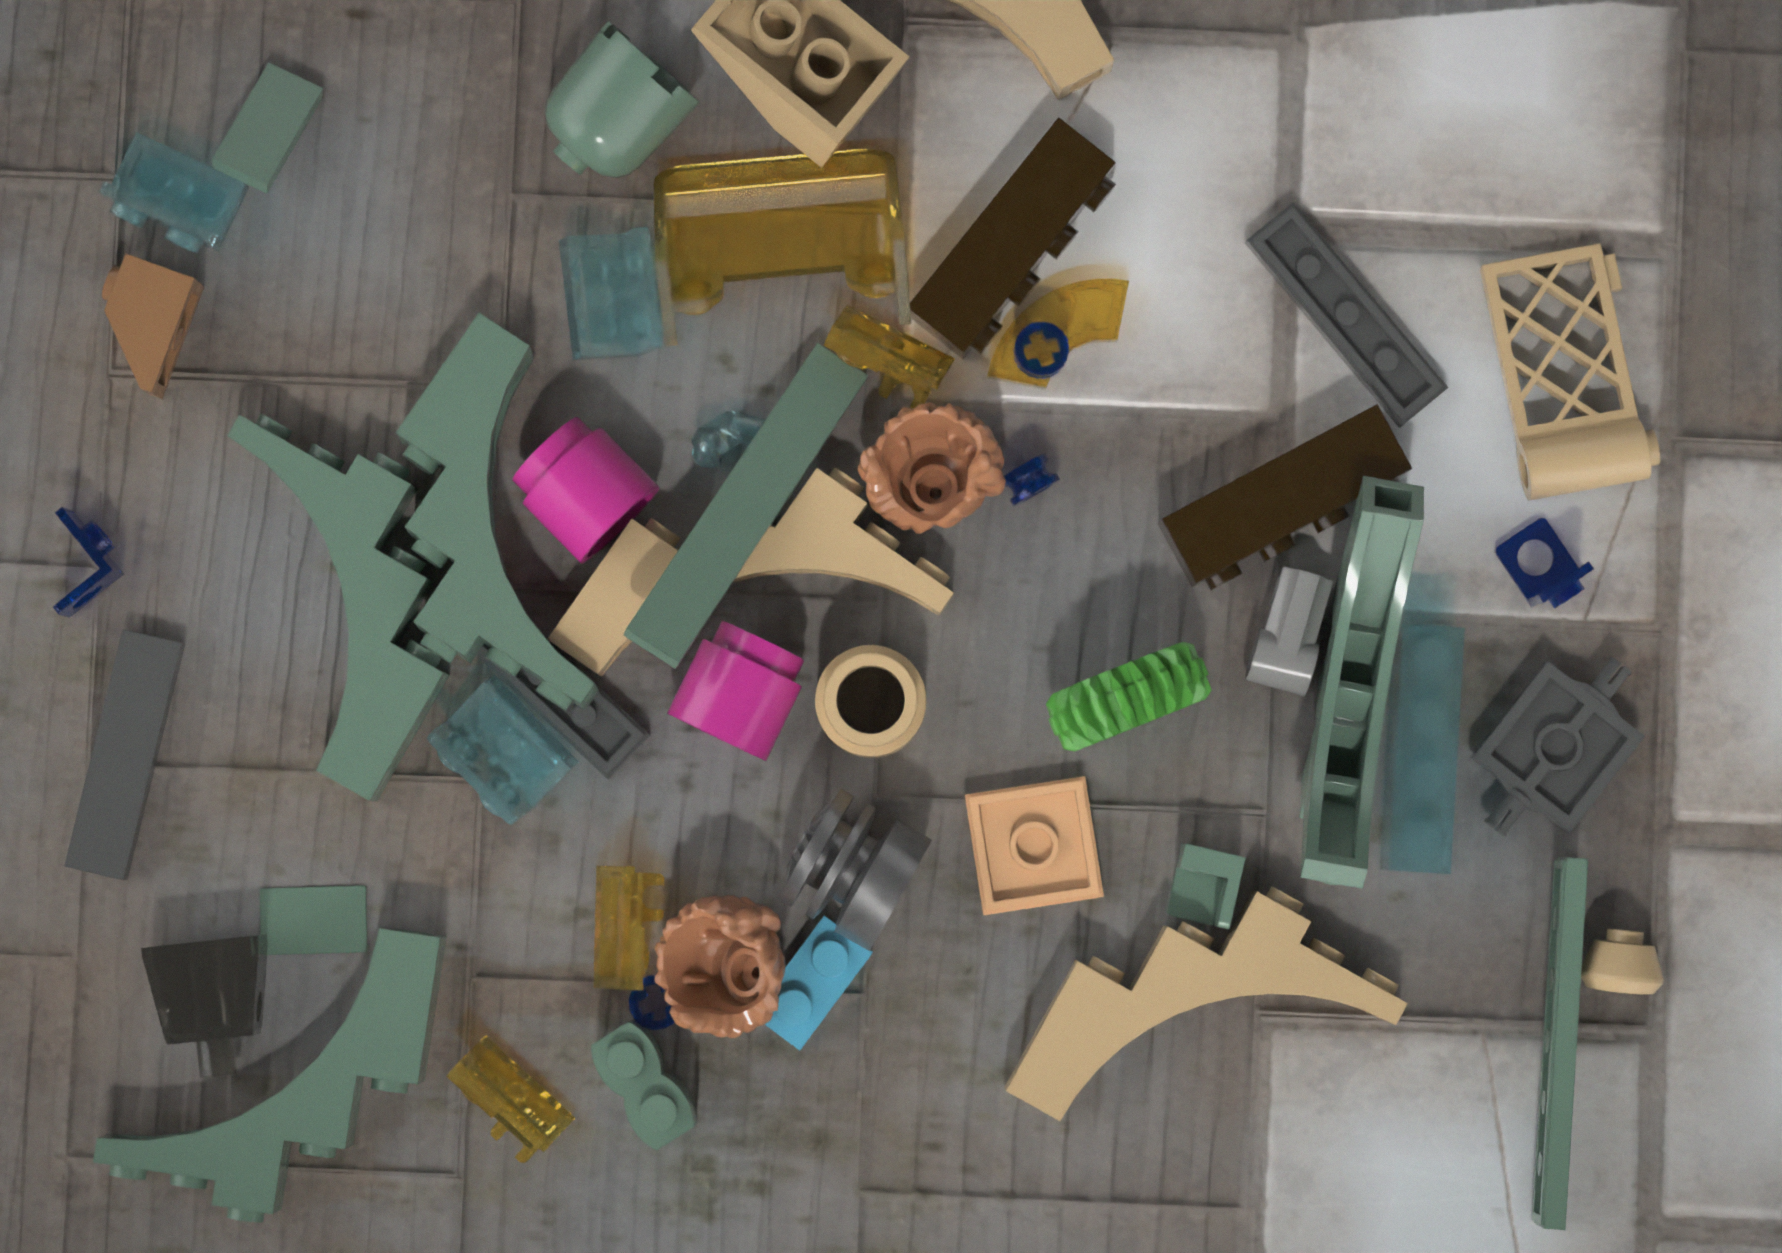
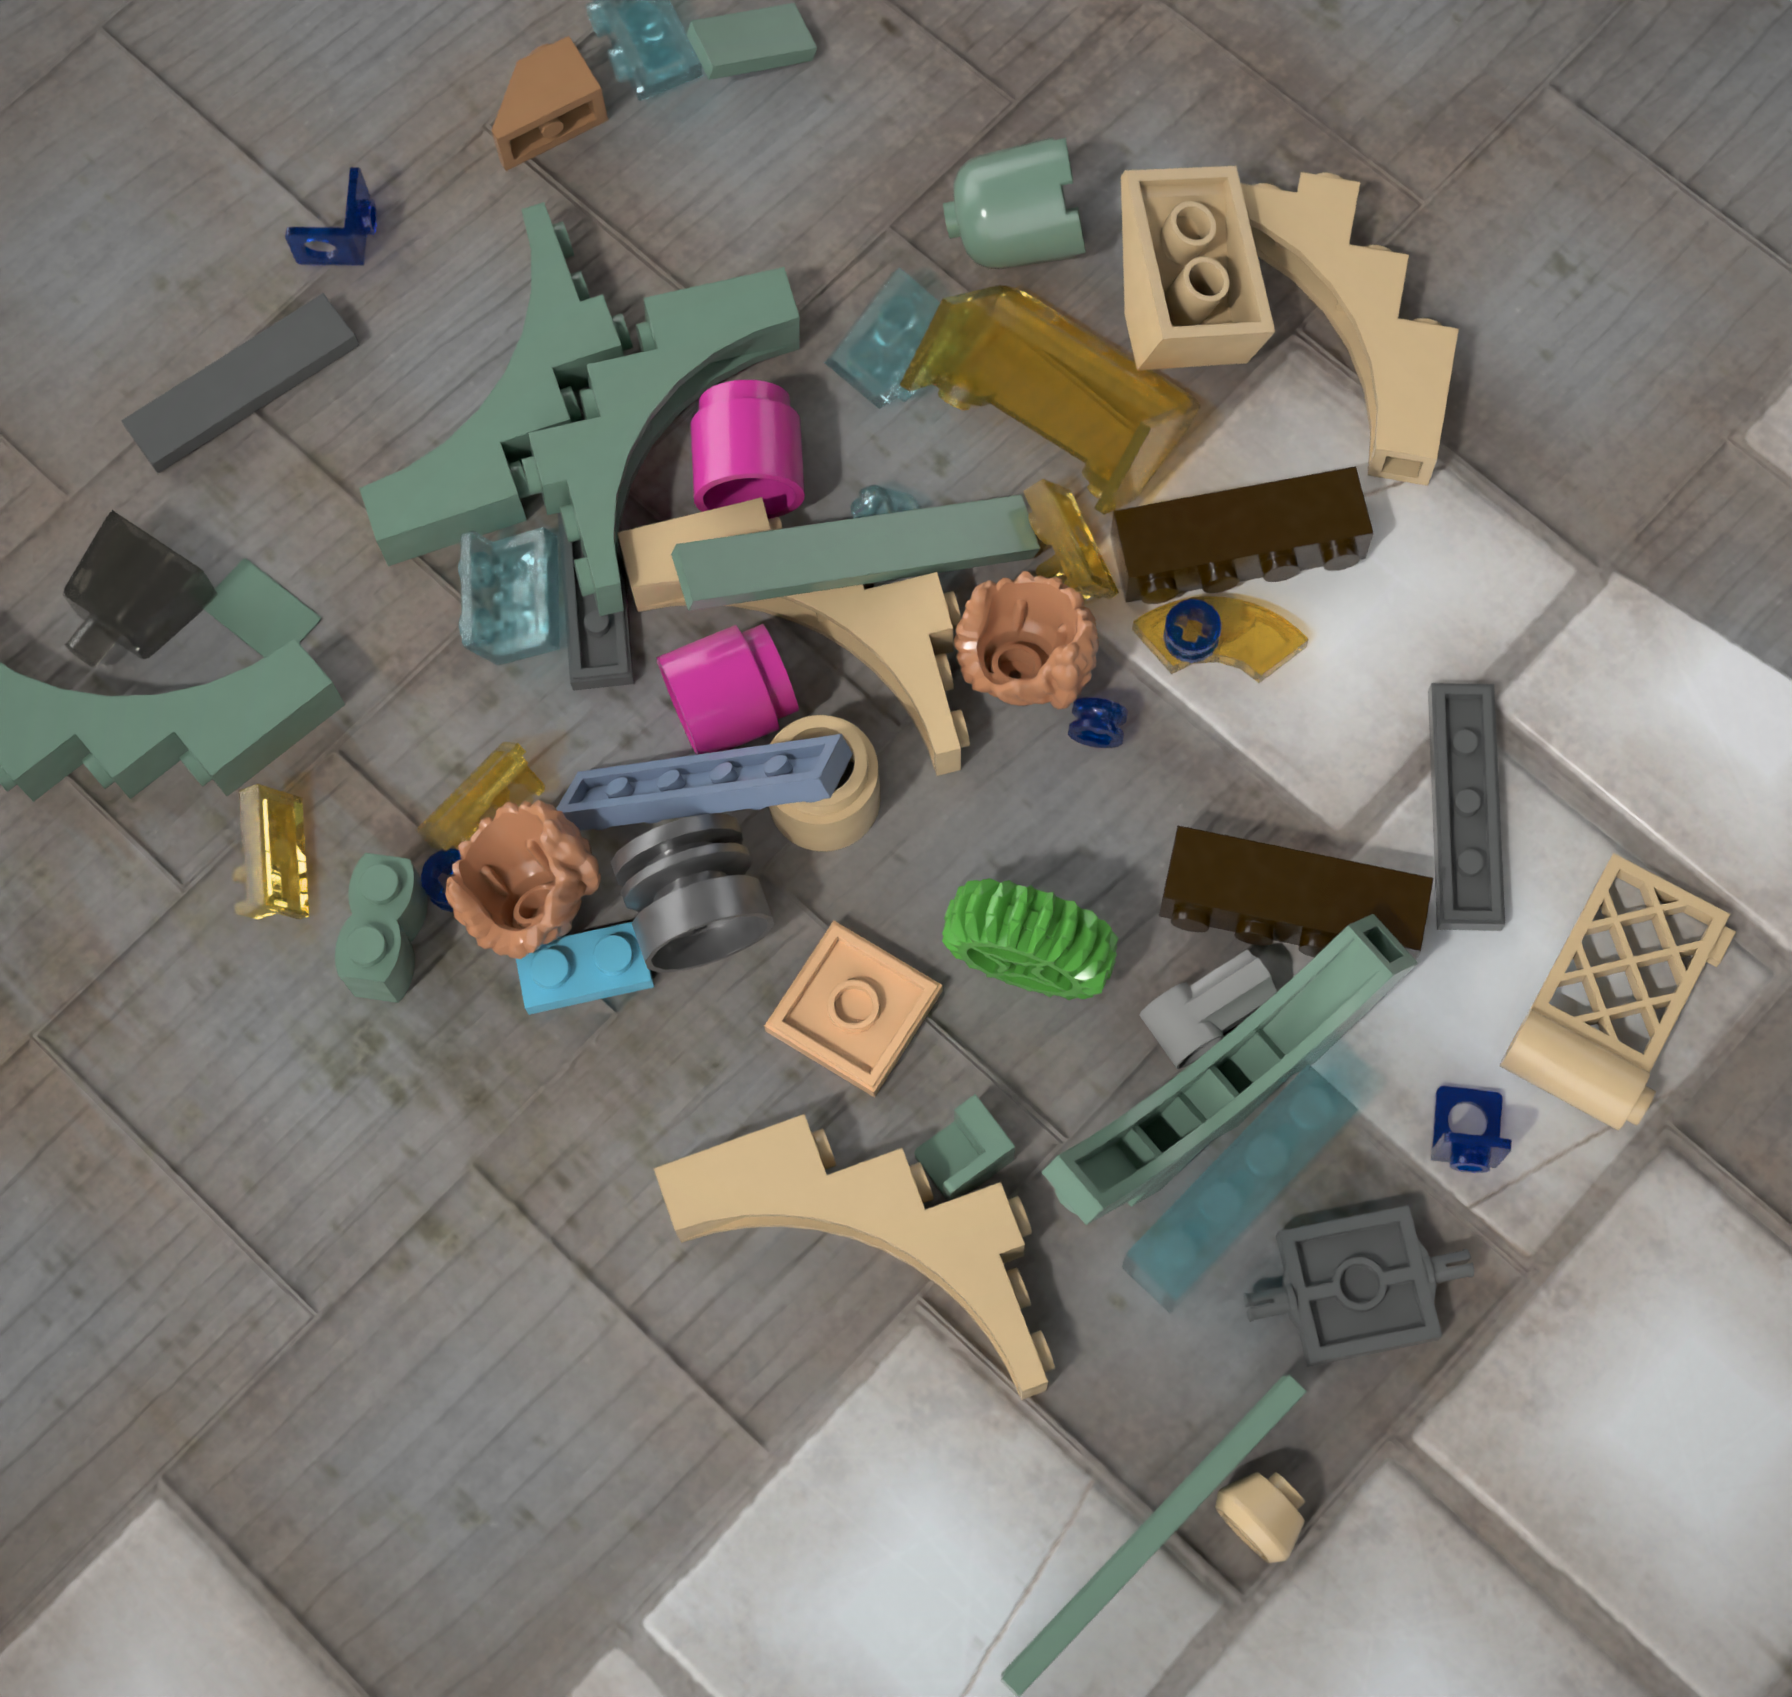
camera: 45 degrees right, 15 degrees down
(799, 788) = (707, 783): none -> sand blue plate

